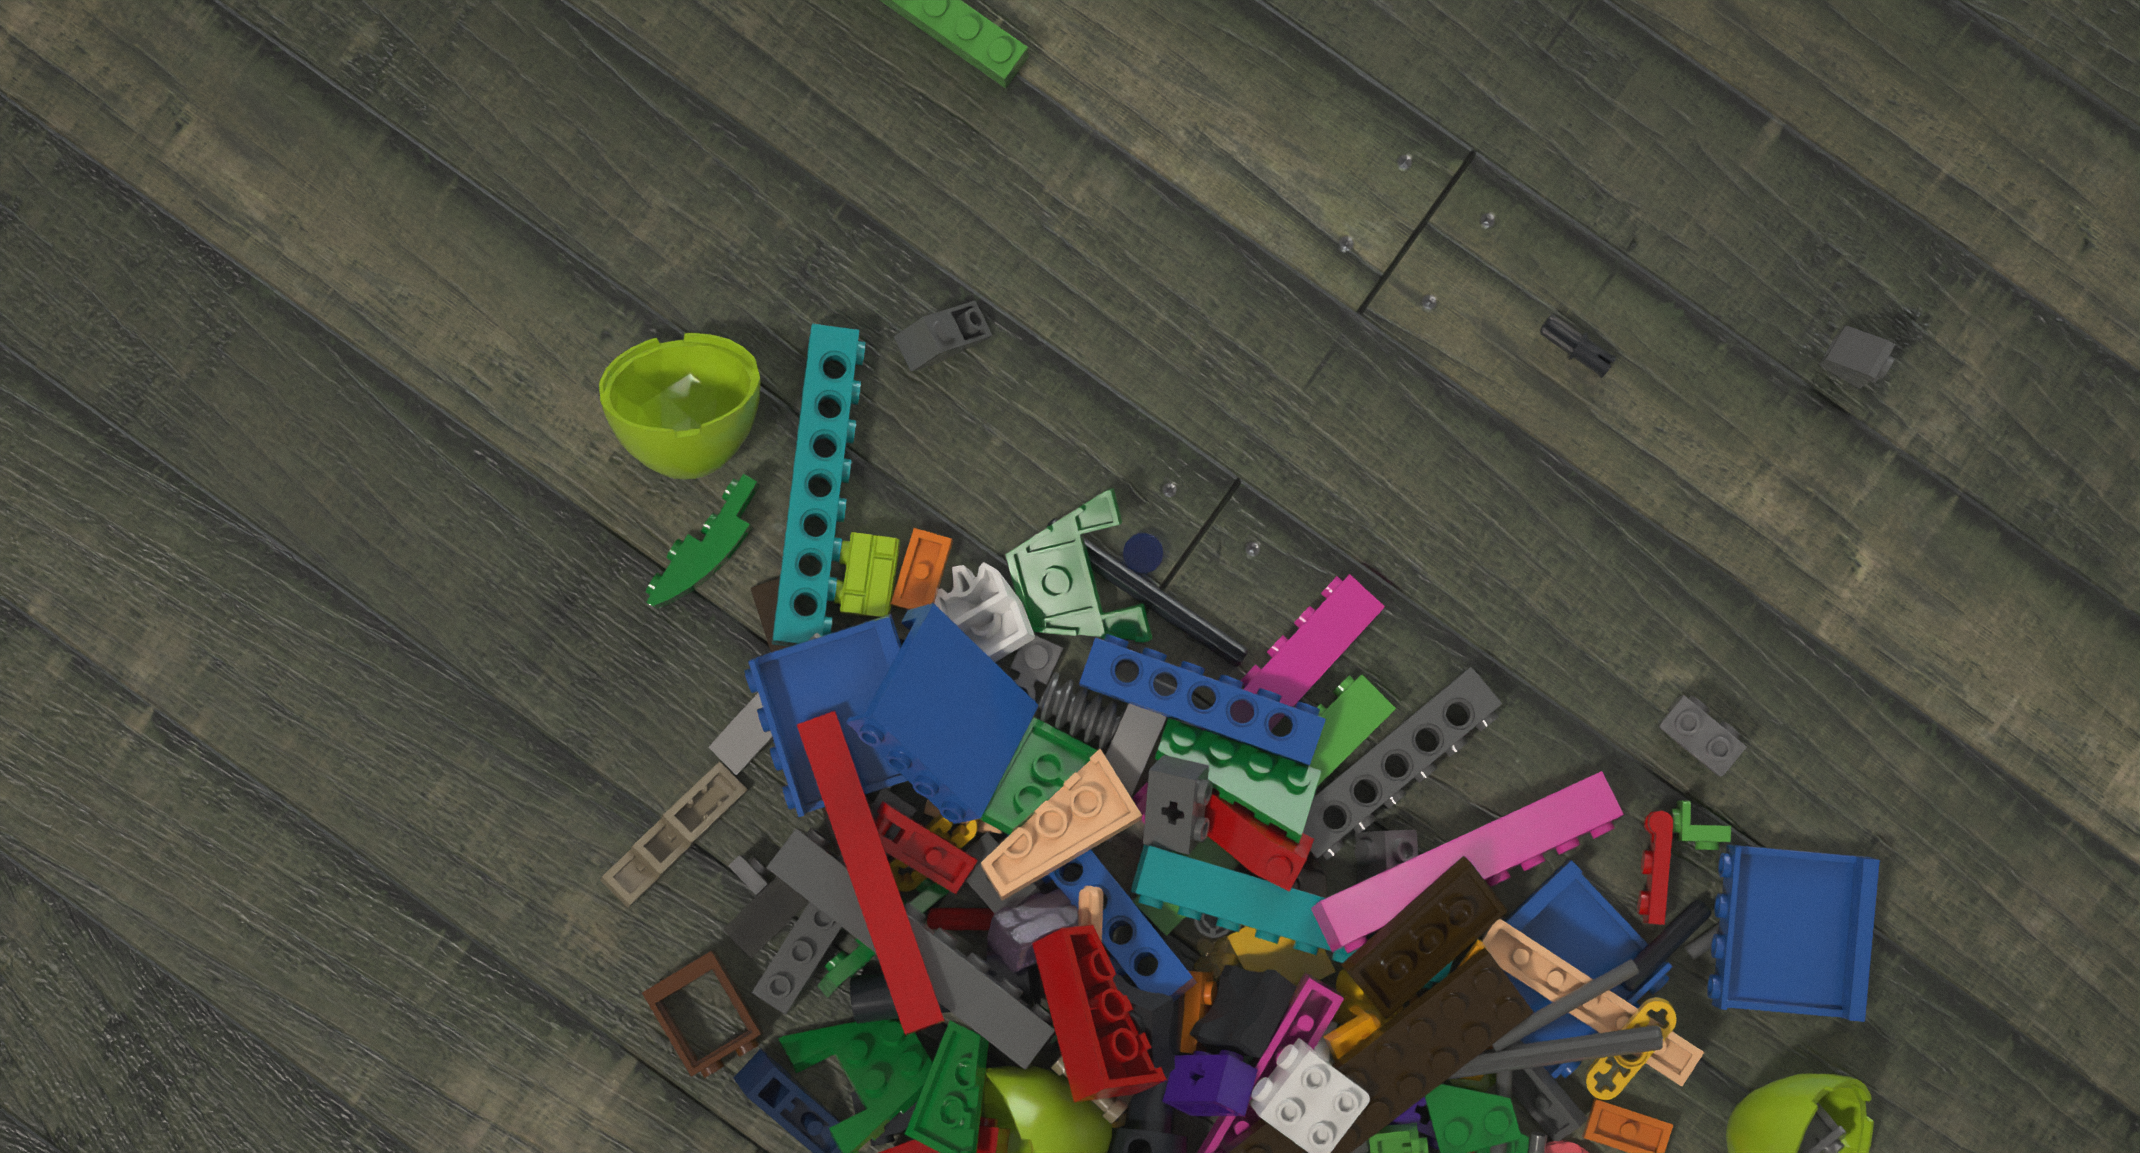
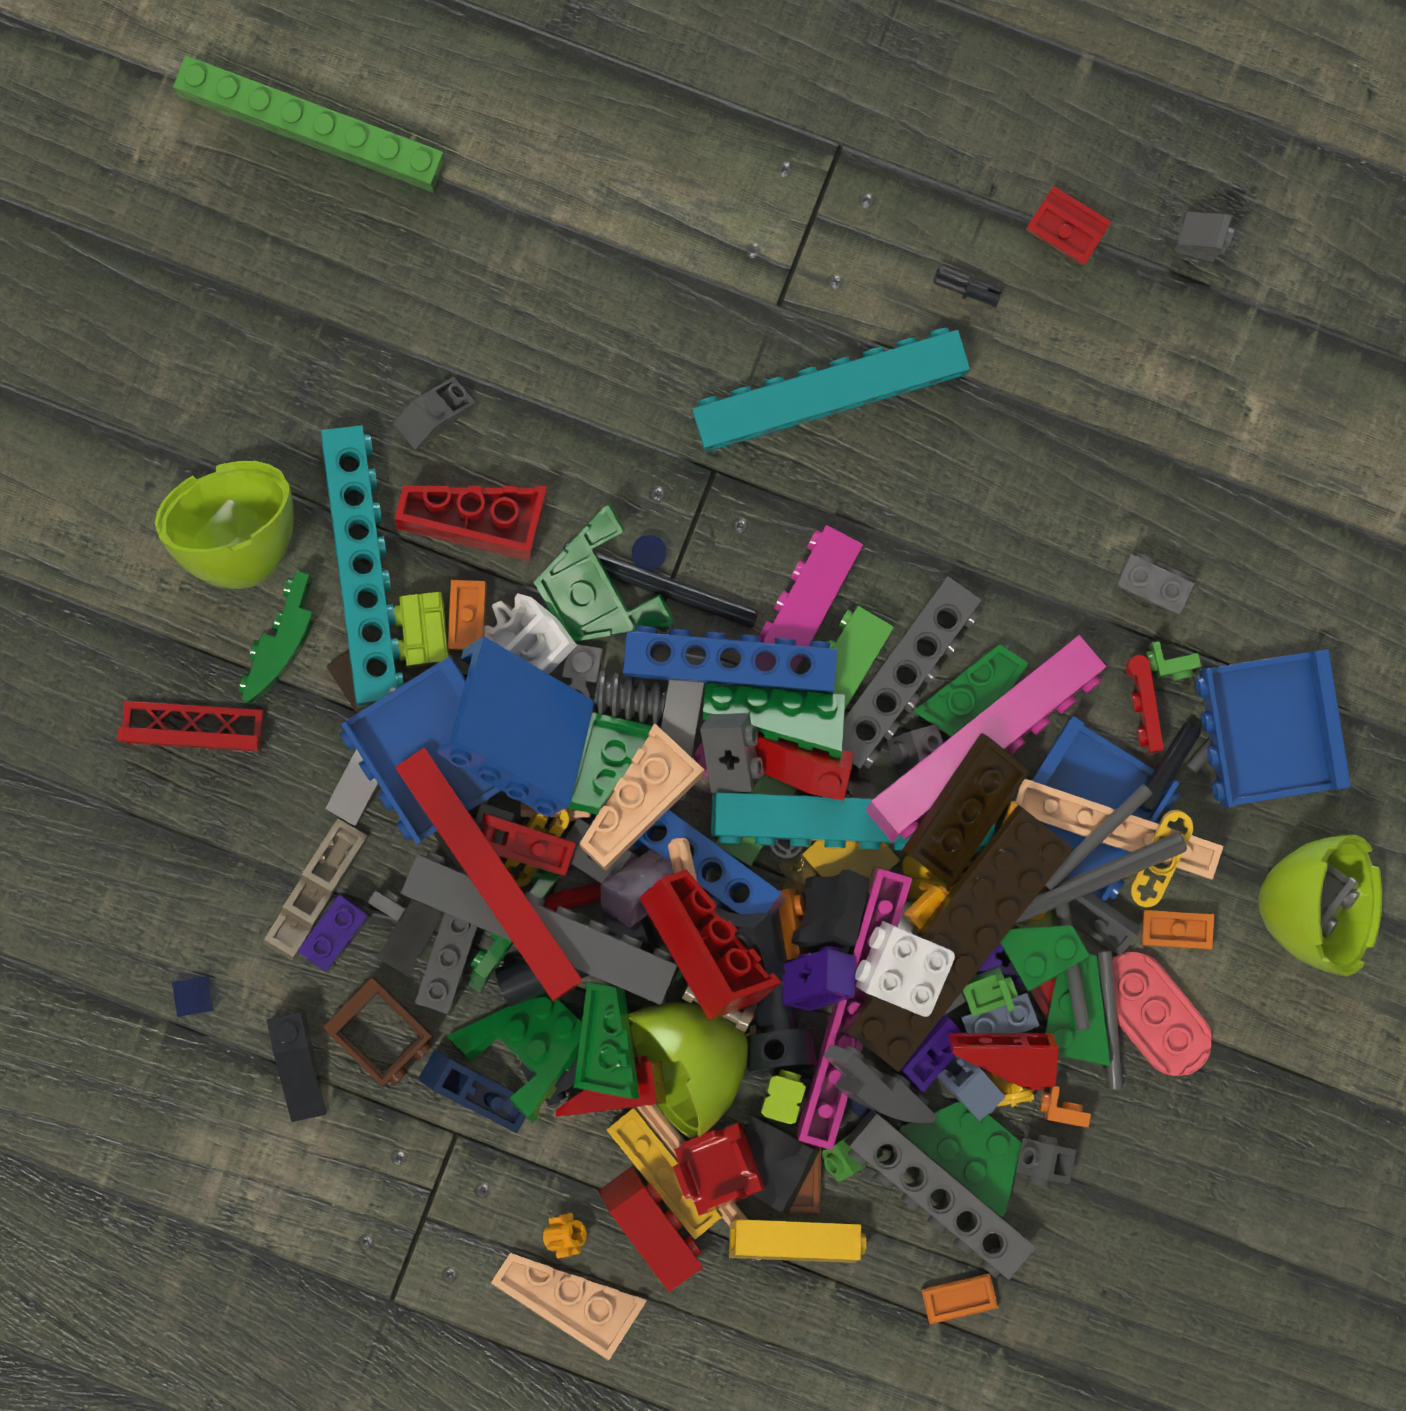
camera: 20 degrees left, 0 degrees up
(507, 919) = (192, 996): none -> clear blue plate
(578, 631) = (187, 738): none -> red fence
(602, 1027) = (296, 1066): none -> black slope
(681, 890) = (334, 933): none -> dark purple brick
(964, 466) = (476, 517): none -> red wedge
(1393, 424) = (830, 390): none -> teal brick
(1466, 803) = (973, 691): none -> green wing
(1707, 307) = (1068, 226): none -> red plate

